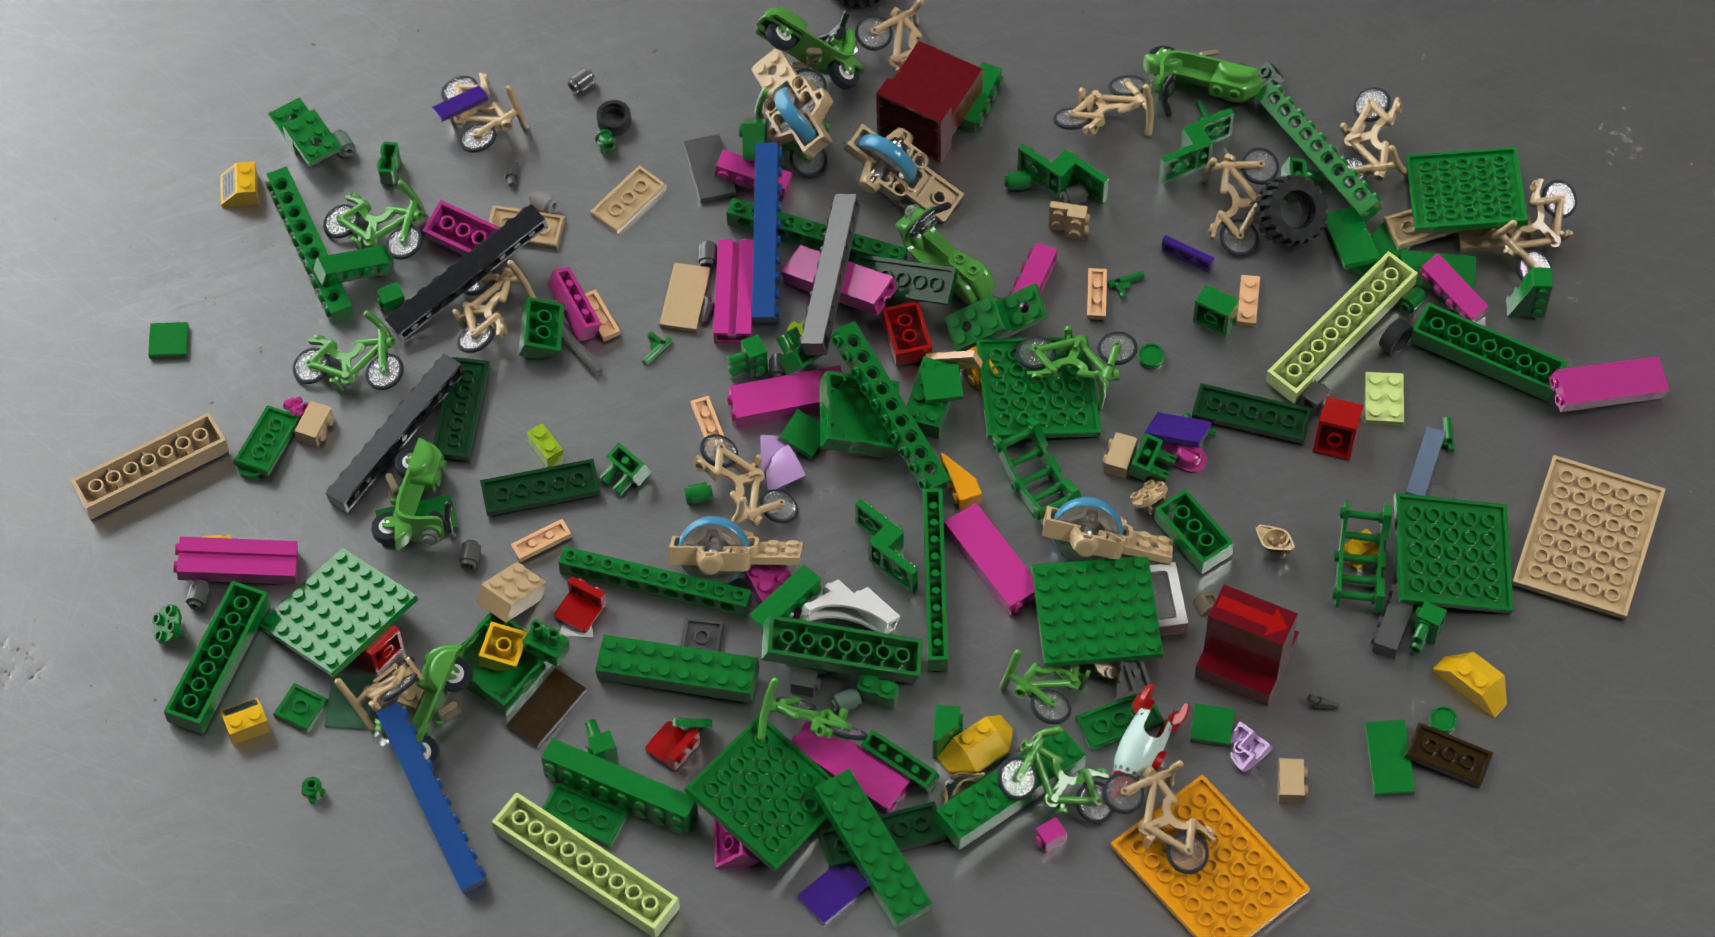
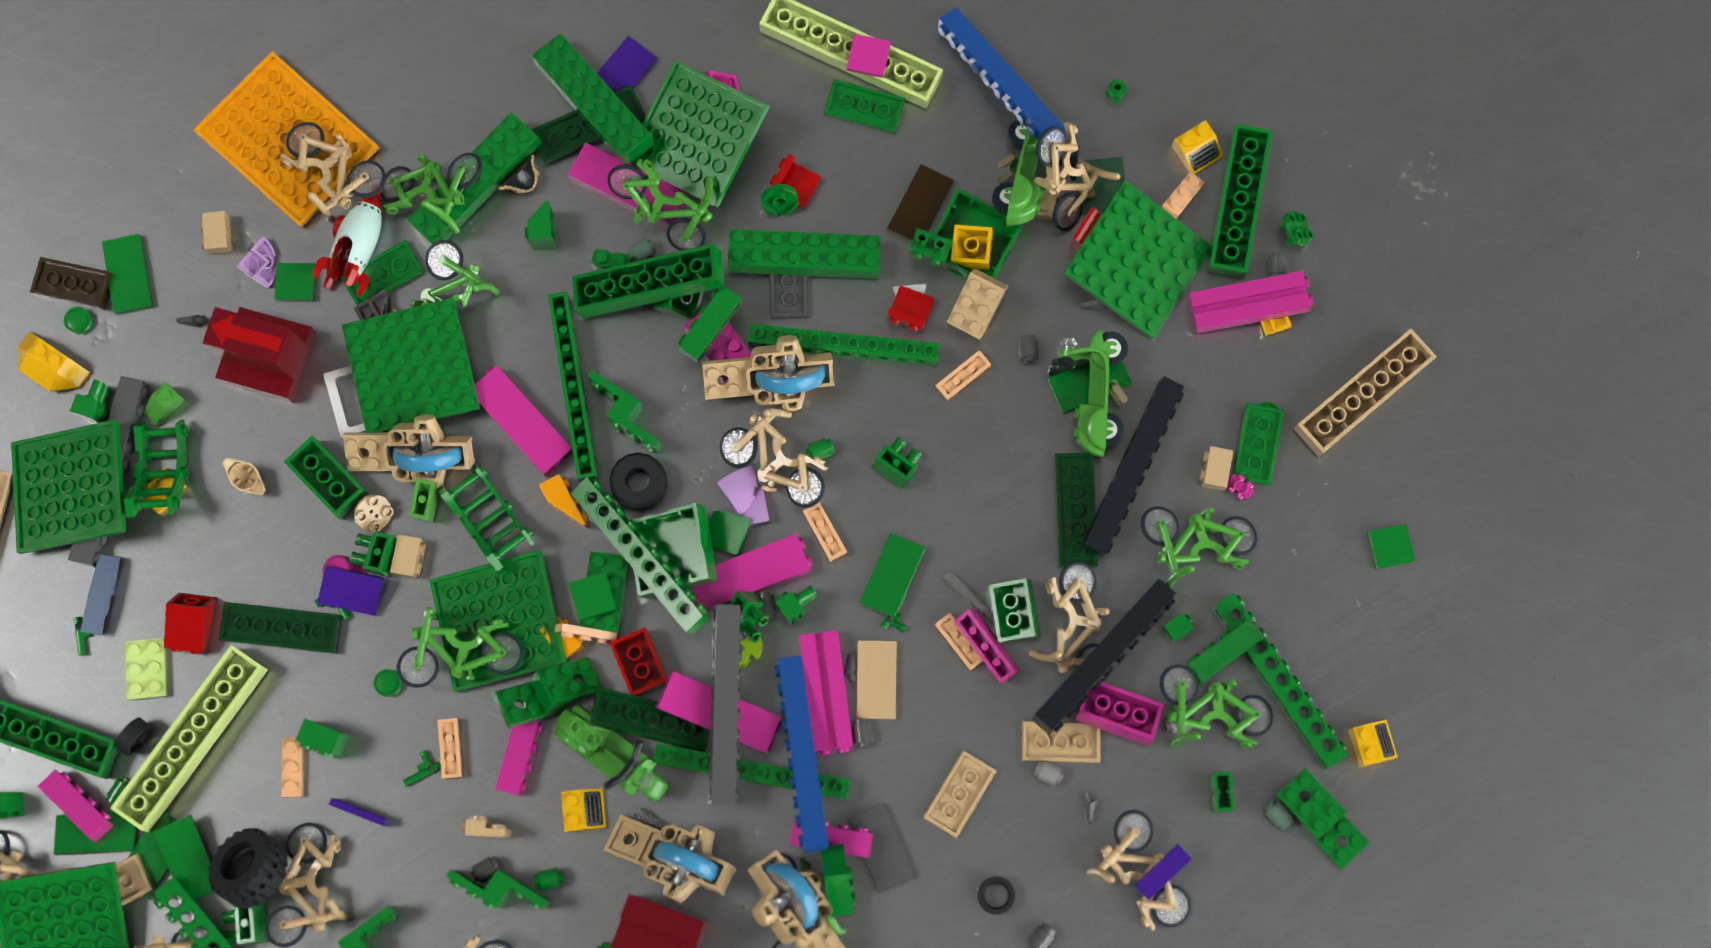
camera: 170 degrees right, 20 degrees up
(274, 671) = (1183, 195): none -> light nougat plate
(300, 708) = (1149, 171): green tile -> none
(540, 487) = (976, 433): dark green plate -> none
(545, 446) = (981, 476): lime brick -> none
(567, 843) = (868, 55): none -> dark pink tile
(600, 743) = (858, 161): green brick -> none
(605, 140) = (999, 863): green brick -> none
(619, 786) = (836, 126): green brick -> none
(650, 377) = (892, 575): none -> green tile
(860, 607) = (638, 345): white arch -> none
(887, 472) = (628, 466): none -> black tyre
(901, 760) = (580, 193): green brick -> none
(977, 746) = (506, 226): yellow wedge -> none
(978, 228) = (583, 810): none -> yellow slope
(1050, 835) = (434, 146): dark pink brick -> none
(1100, 487) = (424, 500): none -> bright green slope
(1204, 602) = (309, 409): dark tan slope -> none
(1315, 396) = (212, 654): dark grey brick -> none
(1355, 626) = (162, 403): none -> bright green slope

